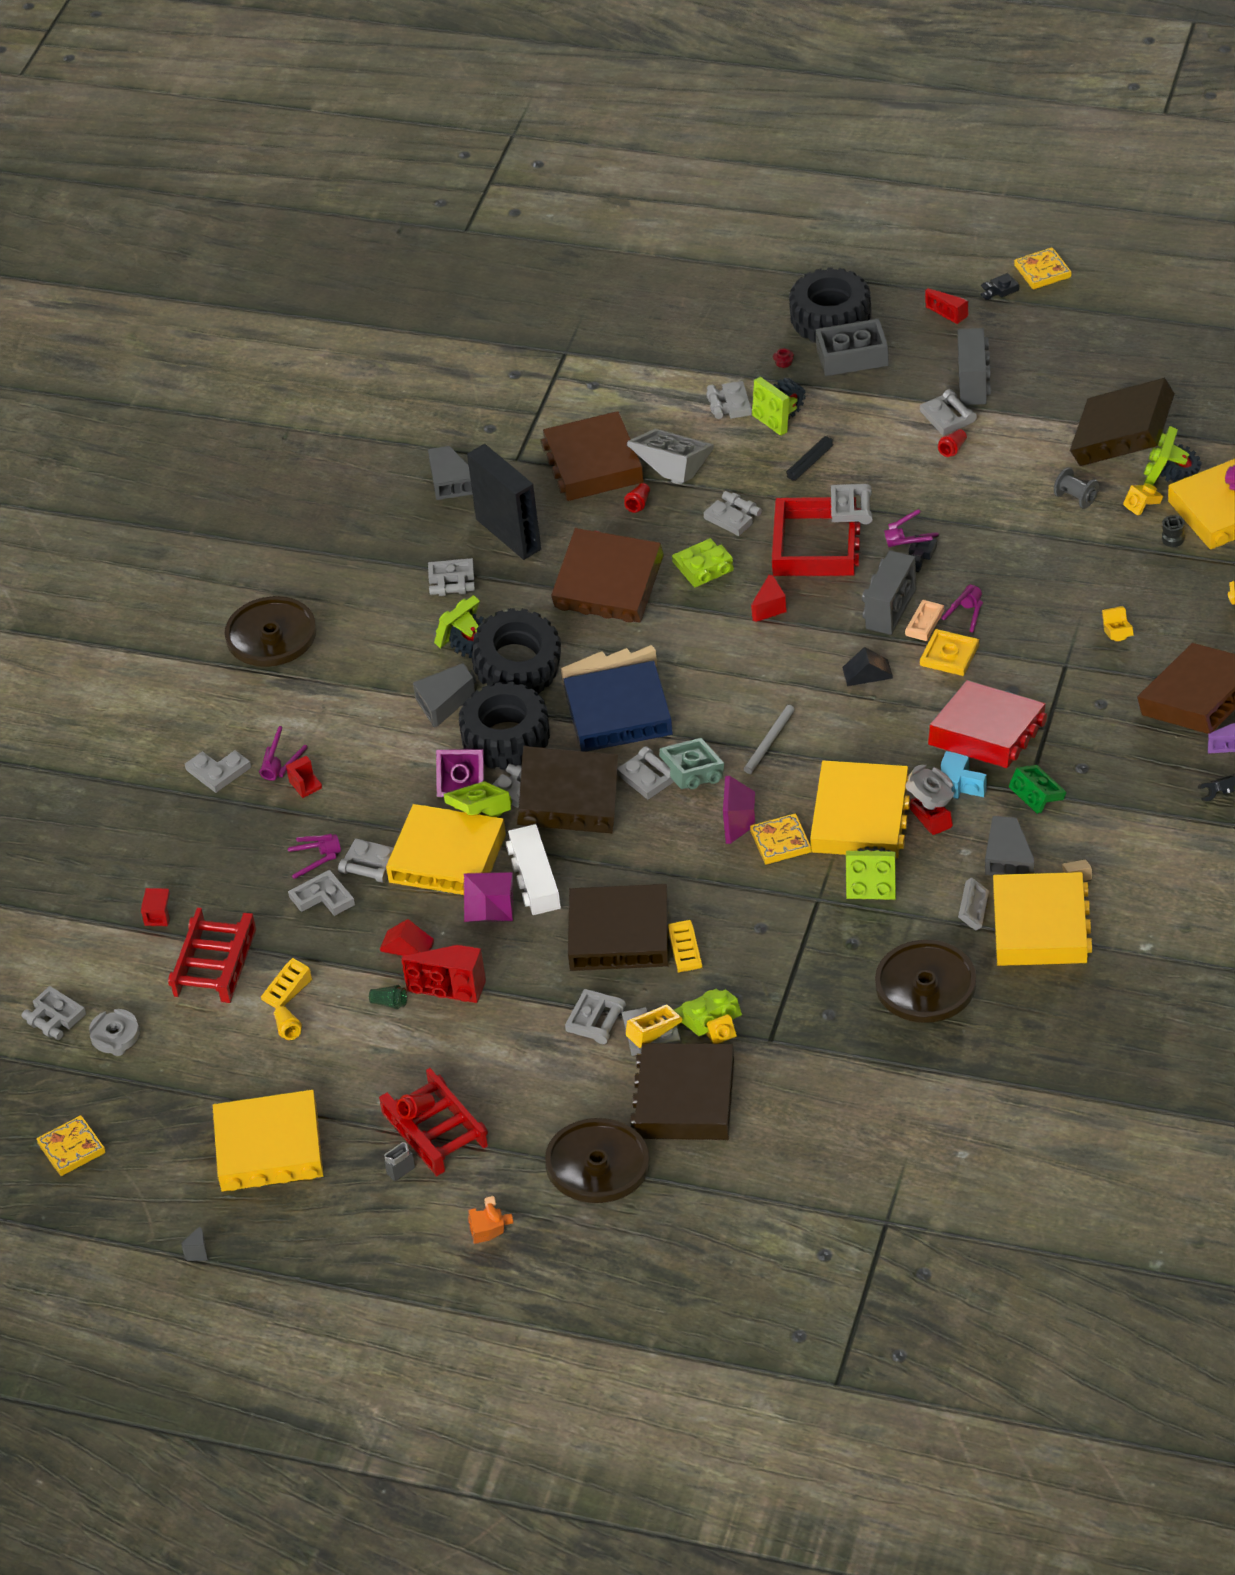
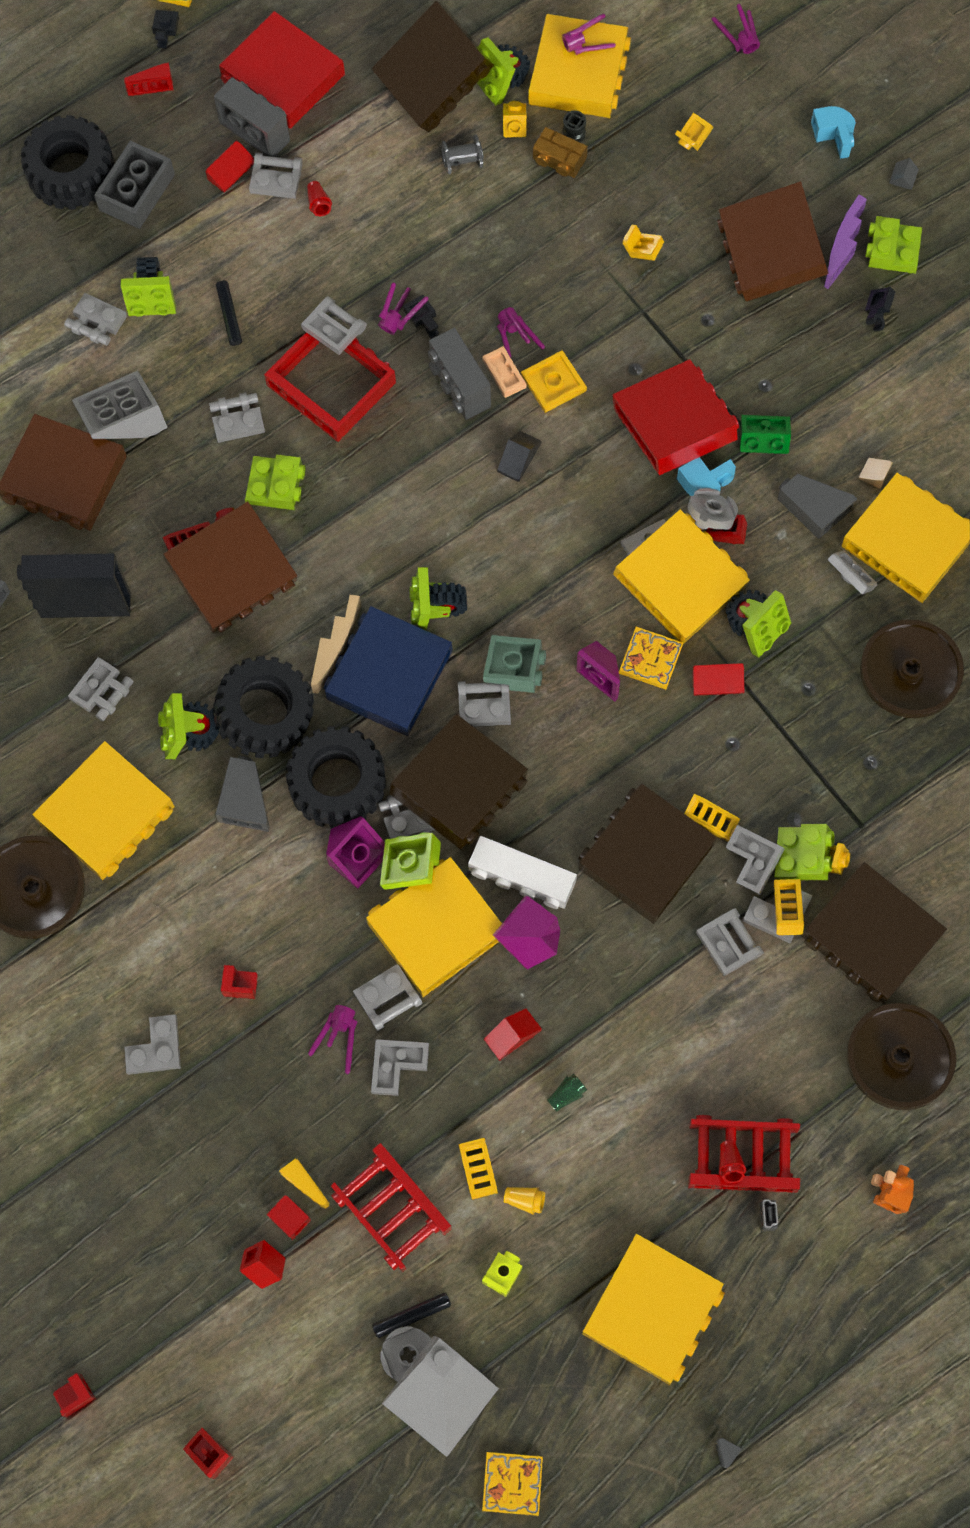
camera: 55 degrees left, 25 degrees up
(56, 1006) = (339, 1386): light grey plate -> none
(100, 1061) = (440, 1395): none -> light grey slope
(111, 915) = (262, 1264): none -> red panel
(148, 1017) = (411, 1315): none -> black axle
(191, 897) = (298, 1176): none -> yellow slope
(219, 1044) = (500, 1283): none -> neon yellow brick
(271, 765) = (200, 1001): magenta plant -> none
(362, 633) = (104, 811): none -> yellow brick
(446, 973) = (601, 1020): red slope -> none
(637, 498) = (149, 476): red cone -> none
(680, 989) = (761, 857): none -> light grey plate
(691, 687) = (435, 599): none -> plate
(769, 600) = (373, 464): red slope -> none
(769, 738) = (529, 584): light grey bar -> none
(783, 358) = (85, 247): dark red plate -> none
(802, 884) = (718, 679): none -> red slope
(925, 384) = (229, 166): none -> red slope
(1033, 360) = (284, 67): none -> red brick
(1141, 537) = (559, 153): none -> pearl gold brick

